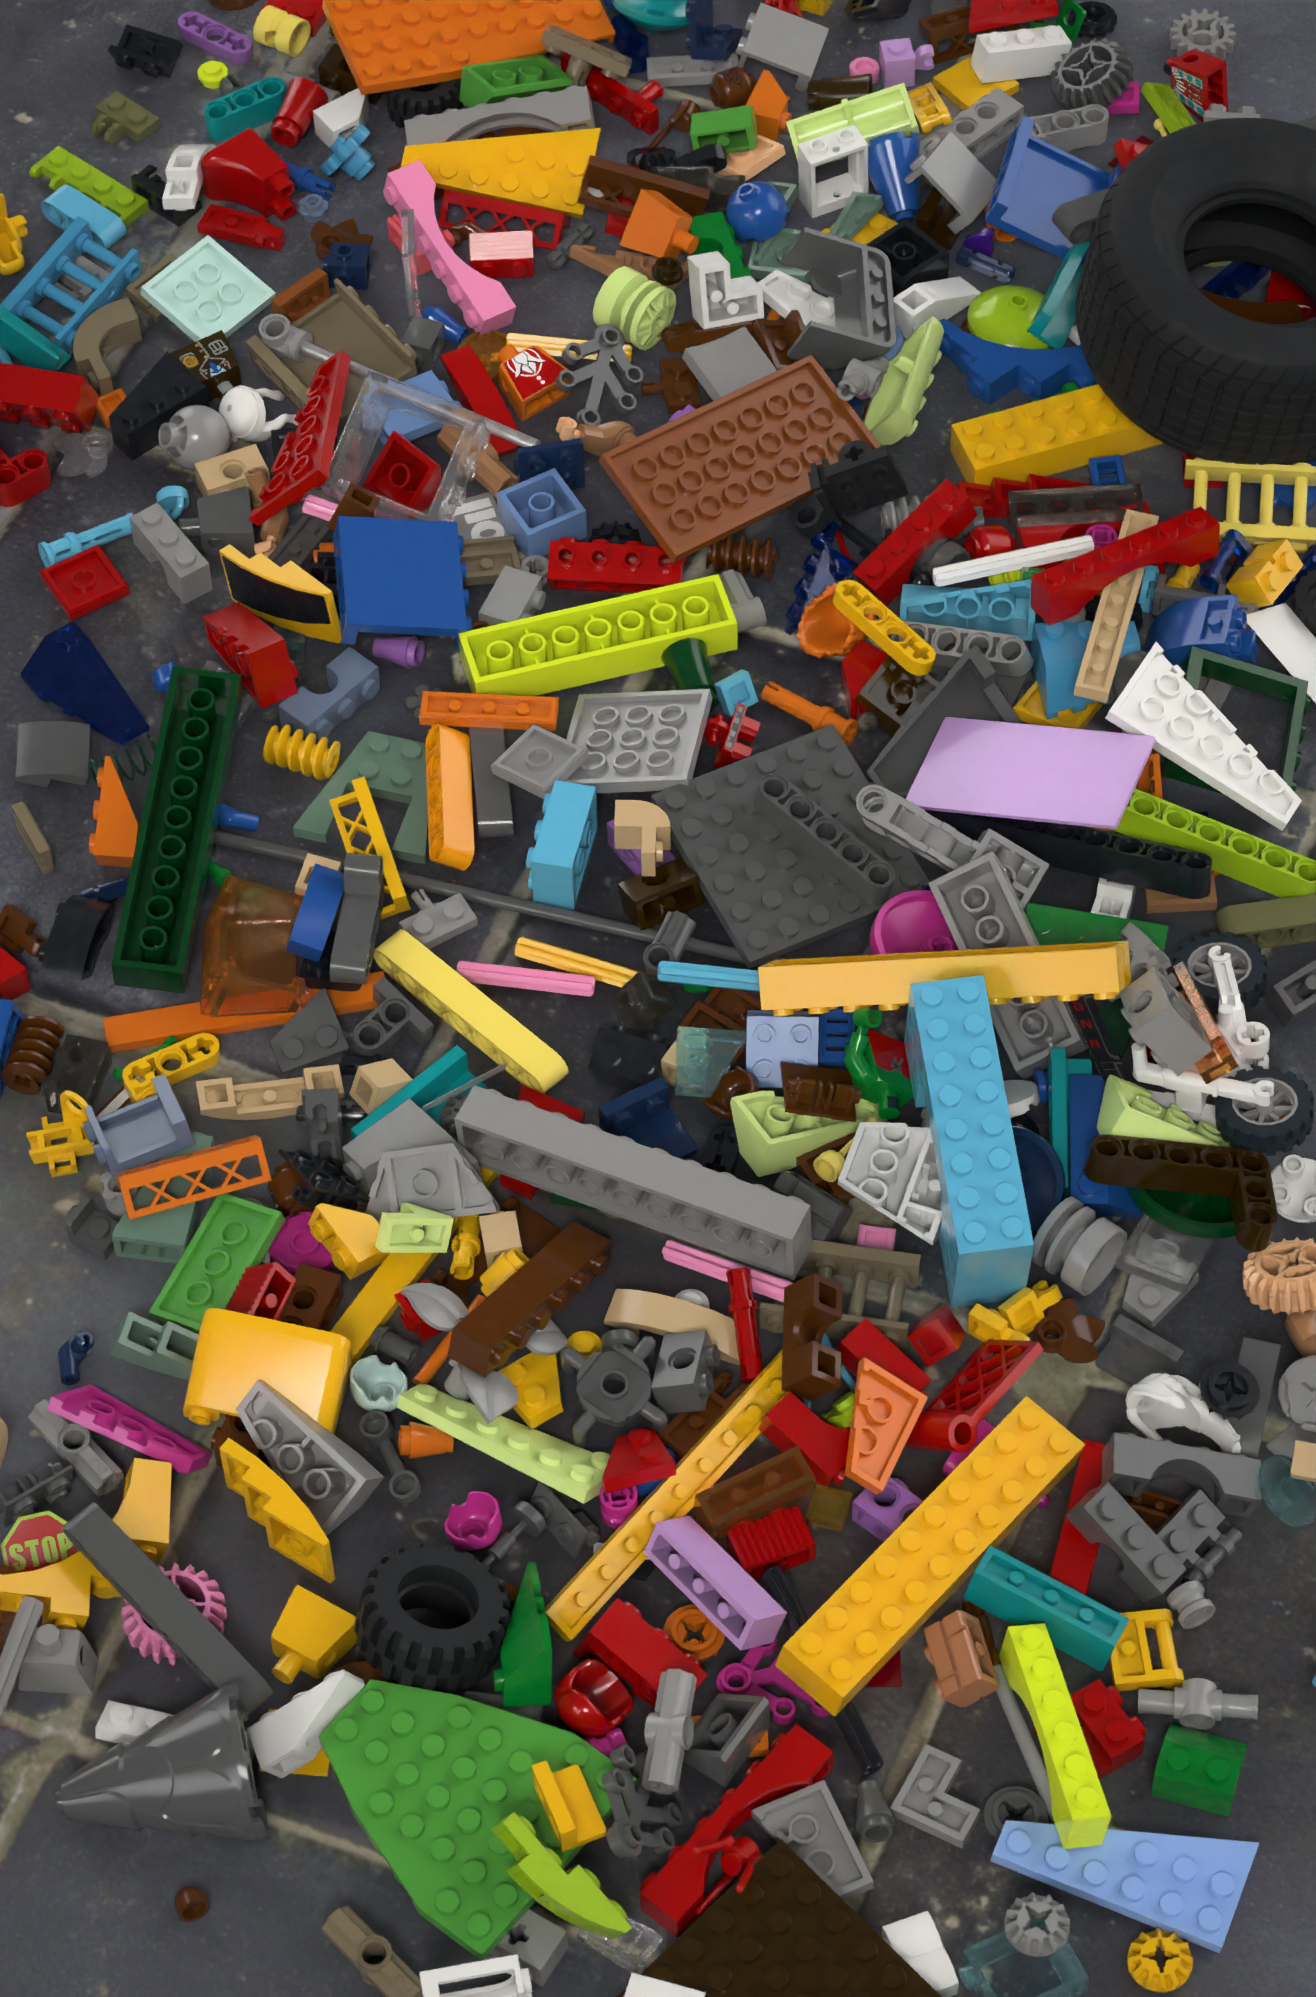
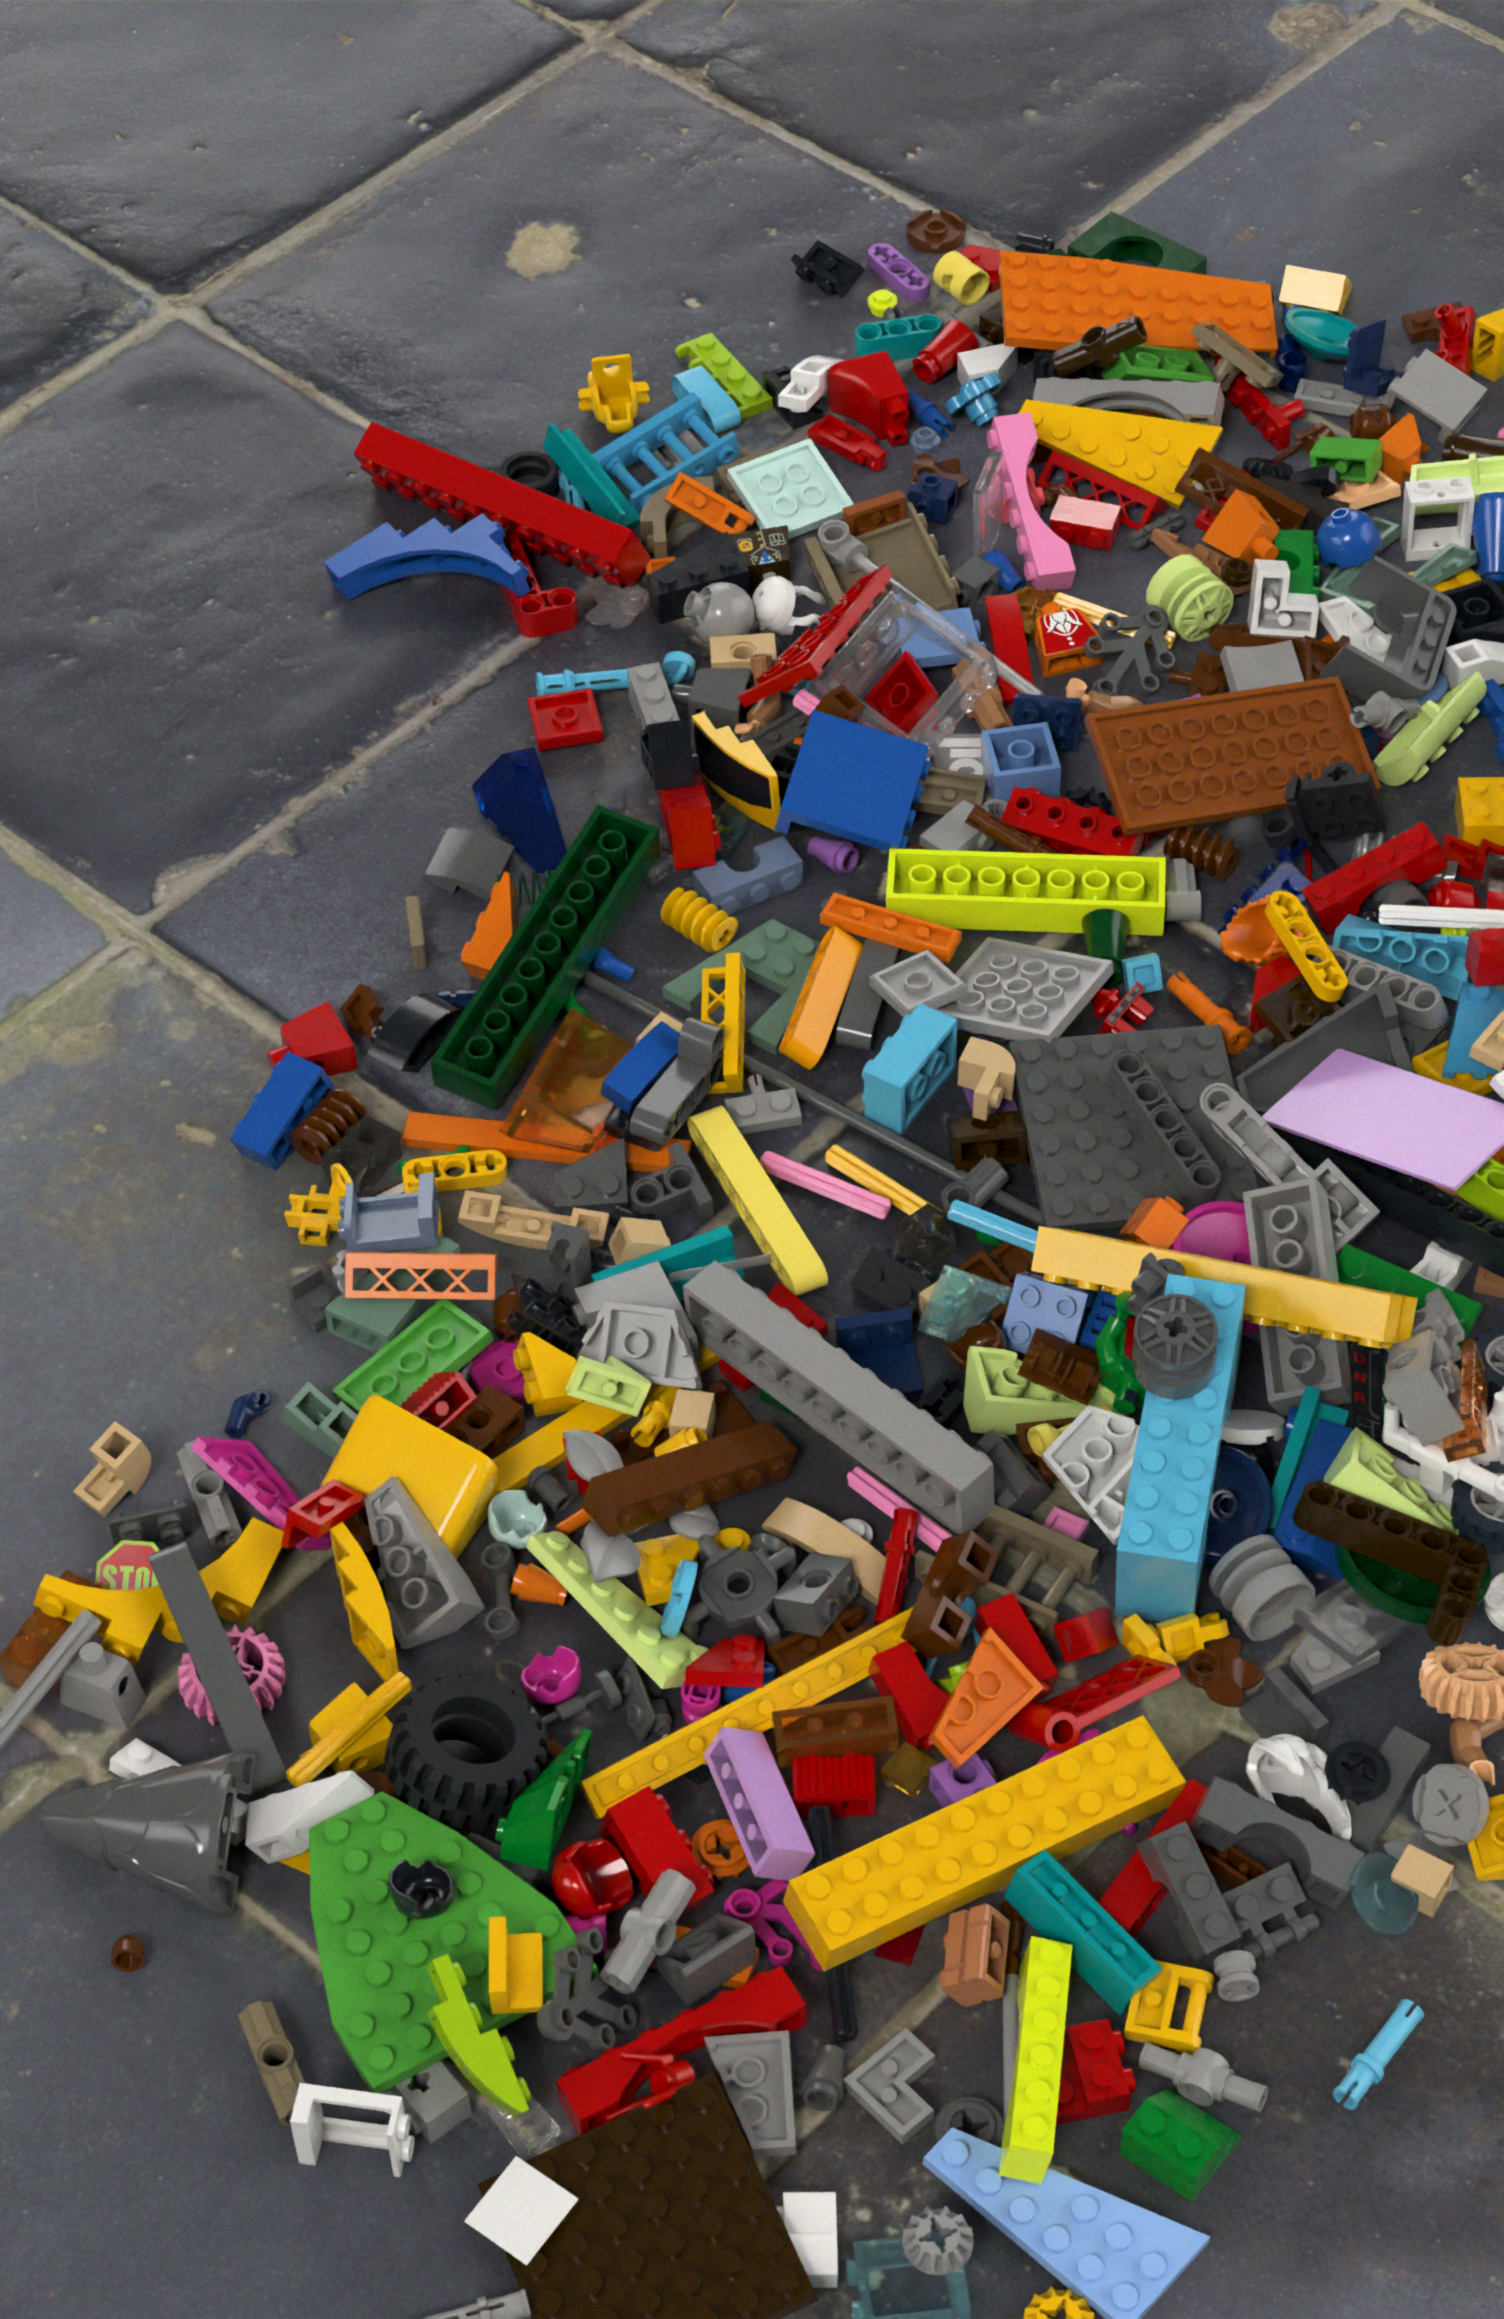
camera: 20 degrees right, 5 degrees down
(121, 118) = (783, 322): olive hinge -> none
(136, 330) = (707, 506): none -> orange plate
(203, 1433) = (320, 1512): none -> red panel
(213, 597) = (669, 754): none -> black wedge
(314, 1631) = (349, 1729): none -> yellow axle
(455, 1759) = (421, 1890): none -> black hair
(458, 75) = (1100, 346): none -> dark brown piece
(560, 589) = (1005, 833): none -> reddish brown pin
(569, 1421) = (679, 1598): none -> medium azure tile
(850, 932) = (1155, 1222): none -> orange brick
(891, 997) = (1151, 1281): none -> dark grey hips
(946, 1070) = (1169, 1364): none -> dark grey wheel

